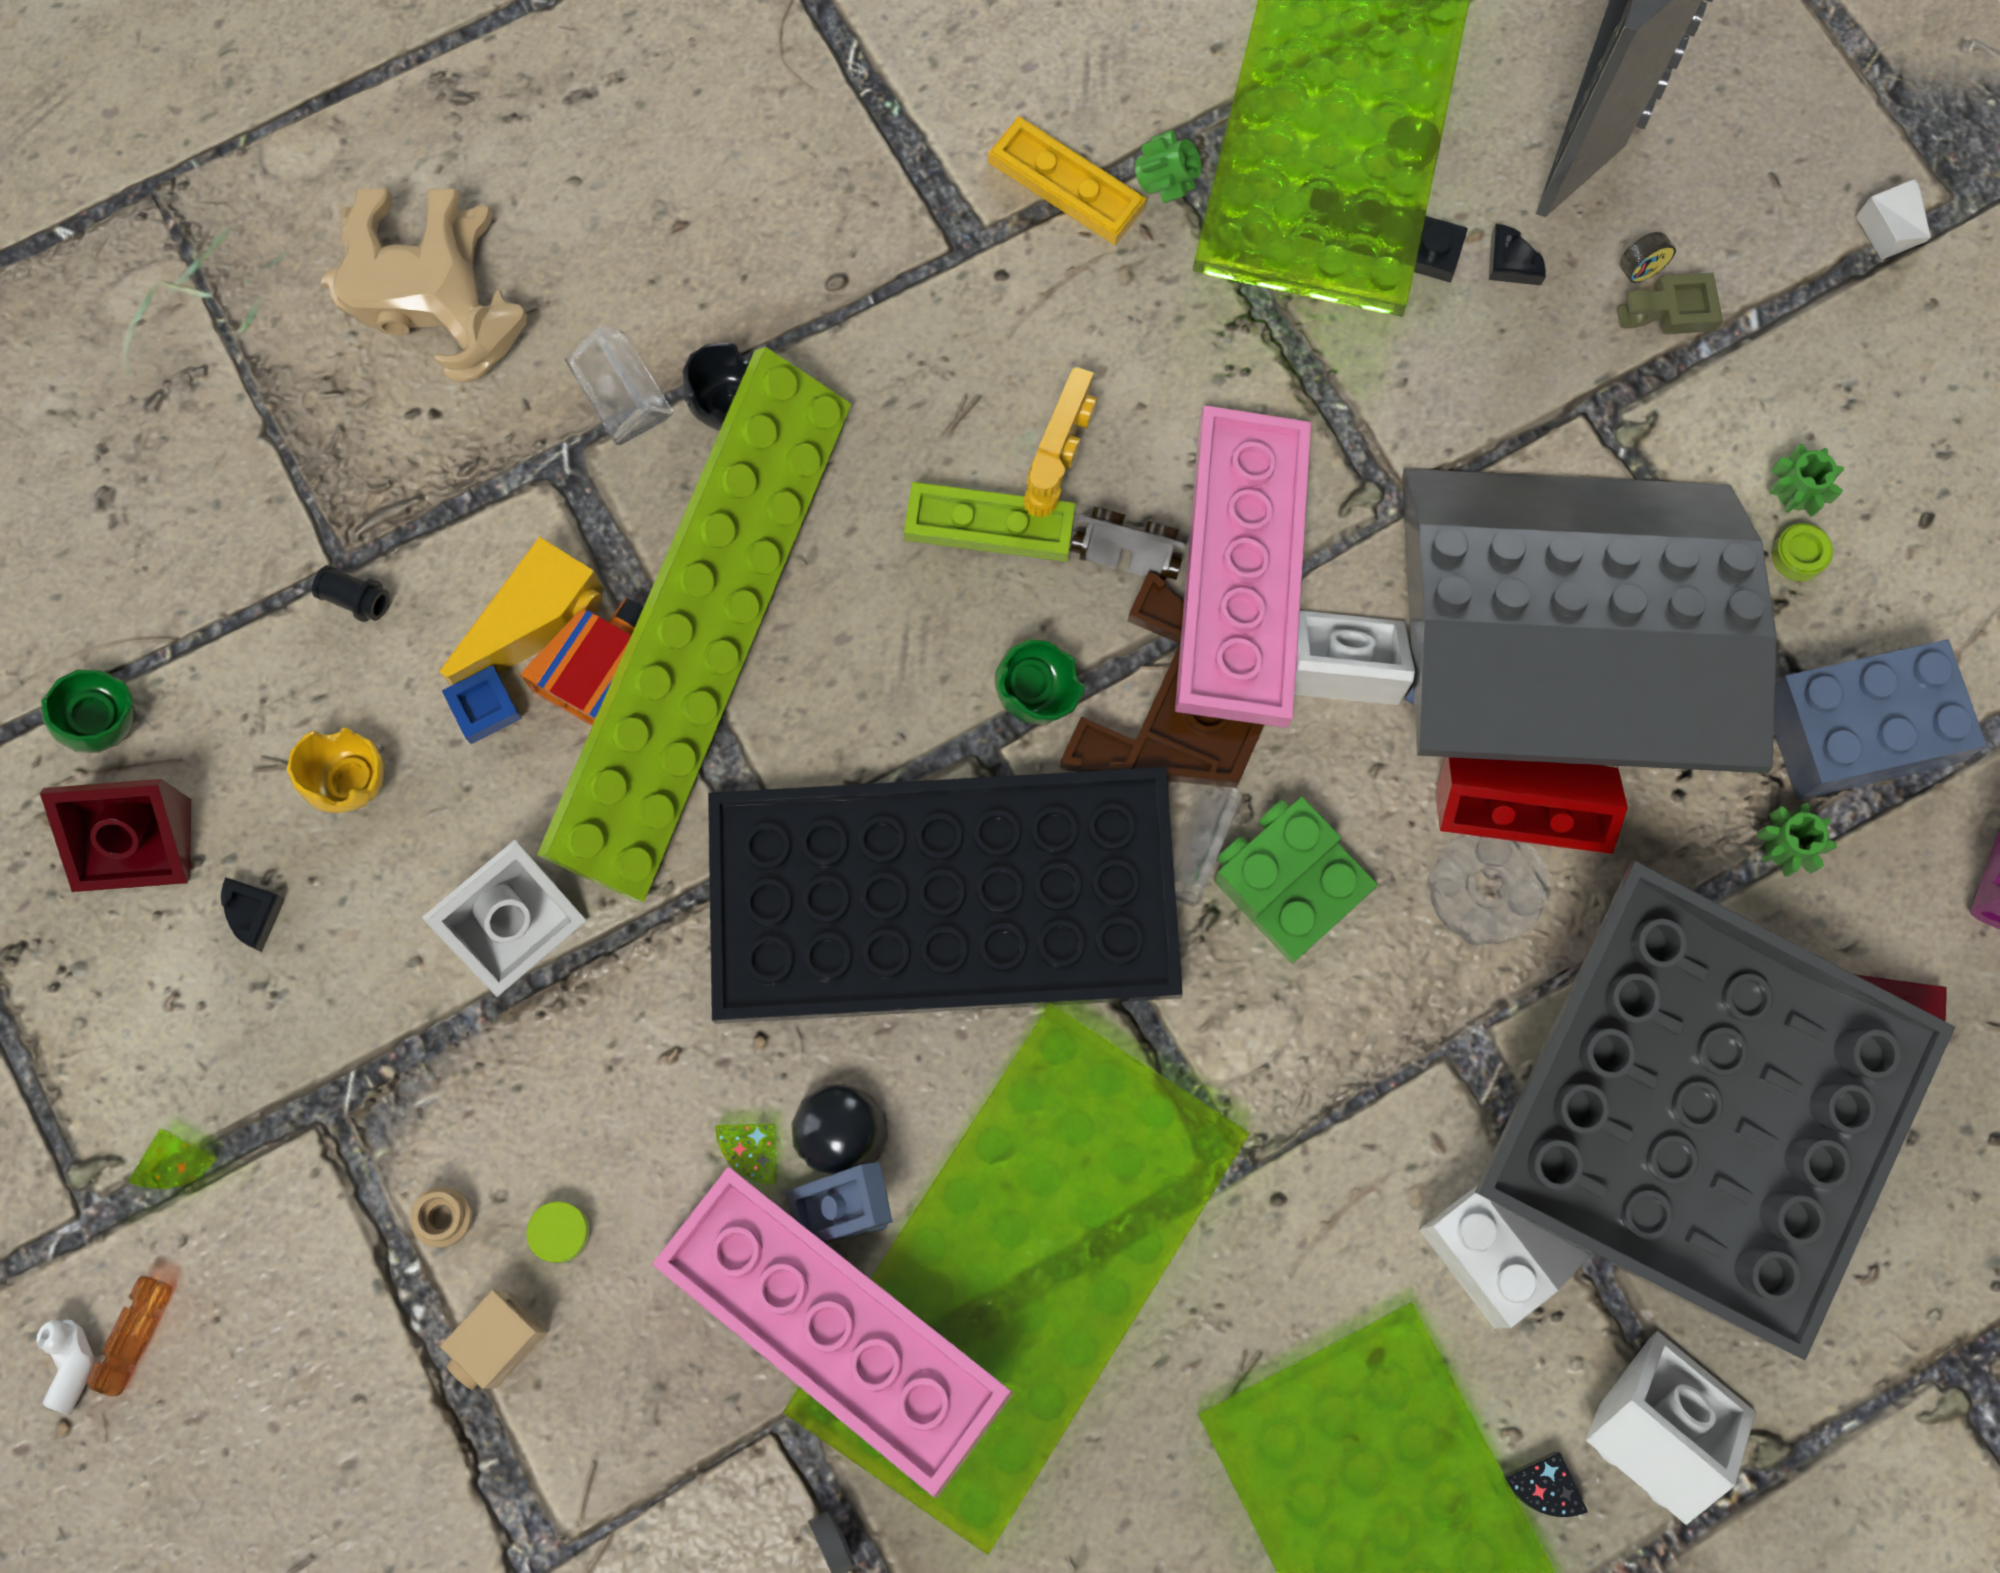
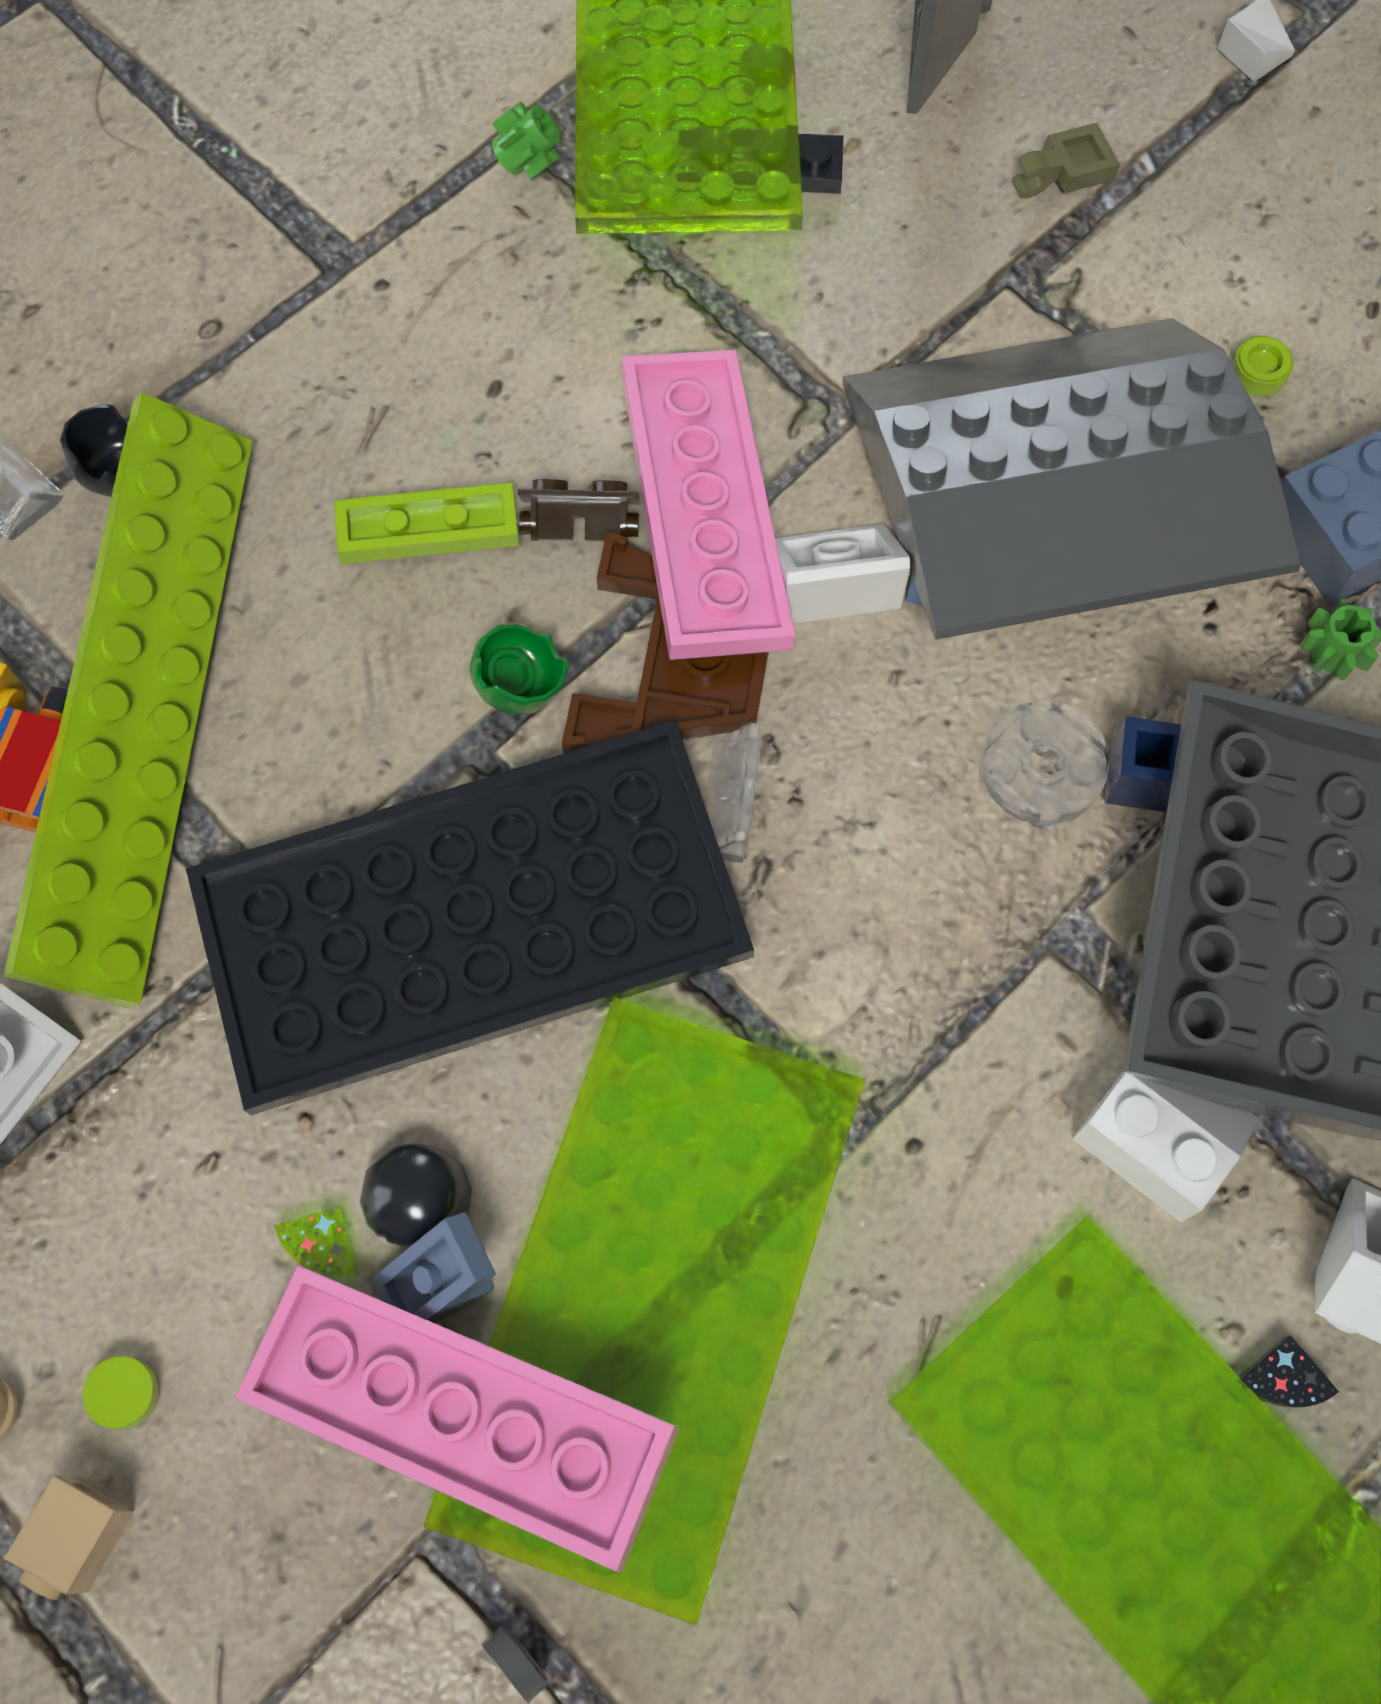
camera: 15 degrees left, 5 degrees down
(1059, 445) = (481, 425): yellow hinge -> none
(1067, 180) = (426, 179): yellow tile -> none
(1293, 878) = (838, 805): bright green plate -> none
(1514, 258) = (896, 156): black tile -> none
(1532, 802) = (1064, 663): red brick -> none
(1574, 912) = (1142, 764): none -> dark blue brick
(1647, 257) = (1028, 123): clear smoke tile -> none
(1806, 480) = (1246, 294): bright green gear -> none

